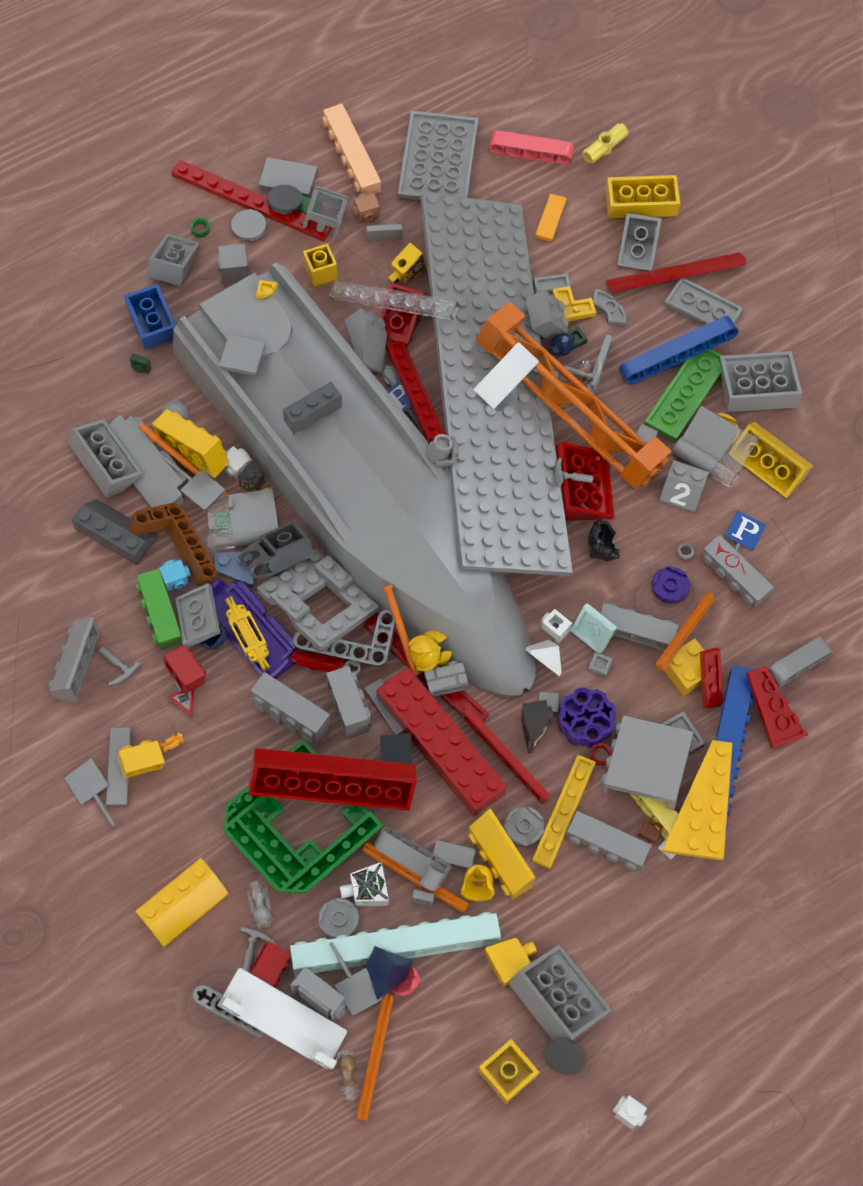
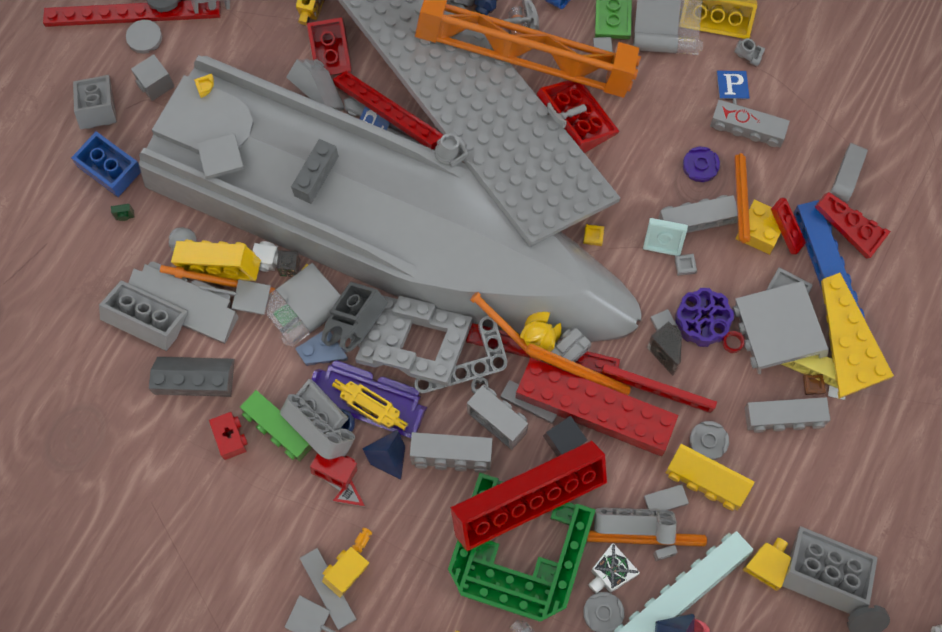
camera: 25 degrees left, 5 degrees up
(74, 660) = (229, 515): light grey slope -> none
(114, 594) = (221, 427): none -> red brick
(128, 672) = (266, 494): light grey piece -> none
(174, 574) = (272, 387): medium azure brick -> none
(175, 520) = (259, 347): dark orange beam -> none
(186, 627) = (315, 430): none -> light grey beam
(200, 221) = (95, 55): green piece -> none
(237, 683) = (387, 454): none -> dark blue slope
(317, 661) = (447, 395): red hinge -> none
(320, 265) = (232, 39): yellow head -> none
(394, 300) = (320, 37): clear plate -> none
(442, 699) = (576, 369): none -> orange axle
(481, 874) = (707, 520): yellow hair -> none
(506, 375) = (464, 53): white sticker -> none
(533, 595) = (593, 235): none -> yellow tile
(548, 654) = (640, 279): white slope -> none
(556, 618) = (633, 246): white brick -> none
(563, 812) = (734, 409): yellow tile -> none
(600, 541) = (623, 159): black hair -> none
(682, 556) = (696, 123): light grey piece -> none
(683, 486) = (661, 73): light grey slope -> none
(777, 507) = (749, 51): none -> light grey plate

